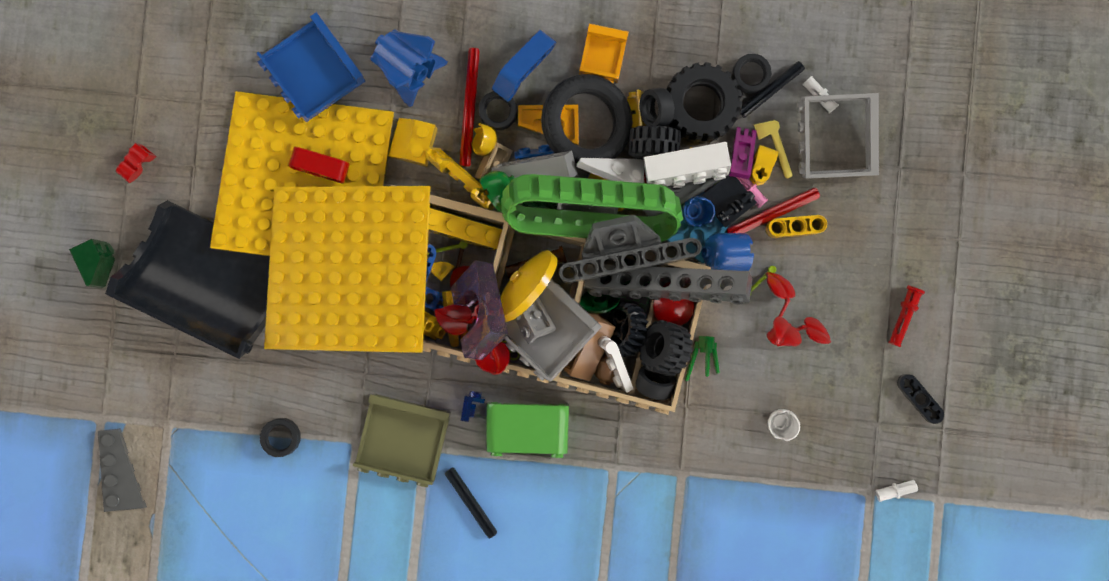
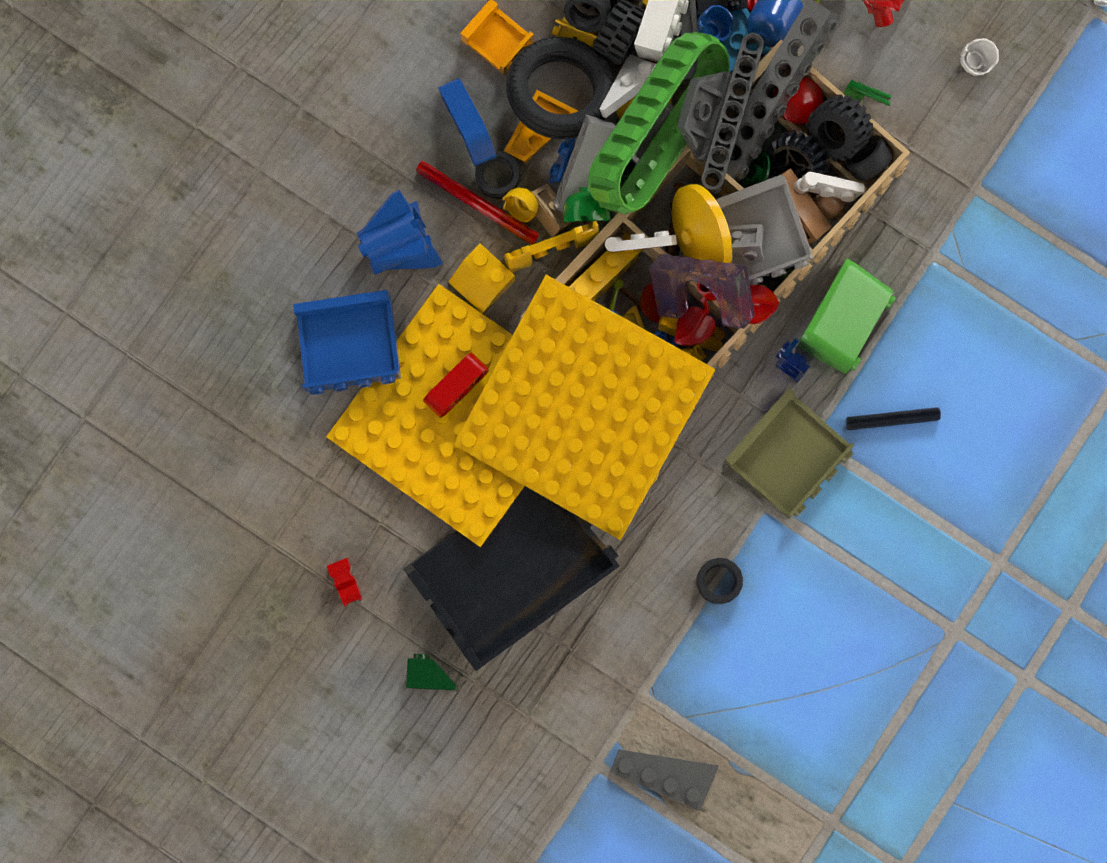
camera: 65 degrees left, 5 degrees down
(493, 243) = (639, 241): none -> white plate

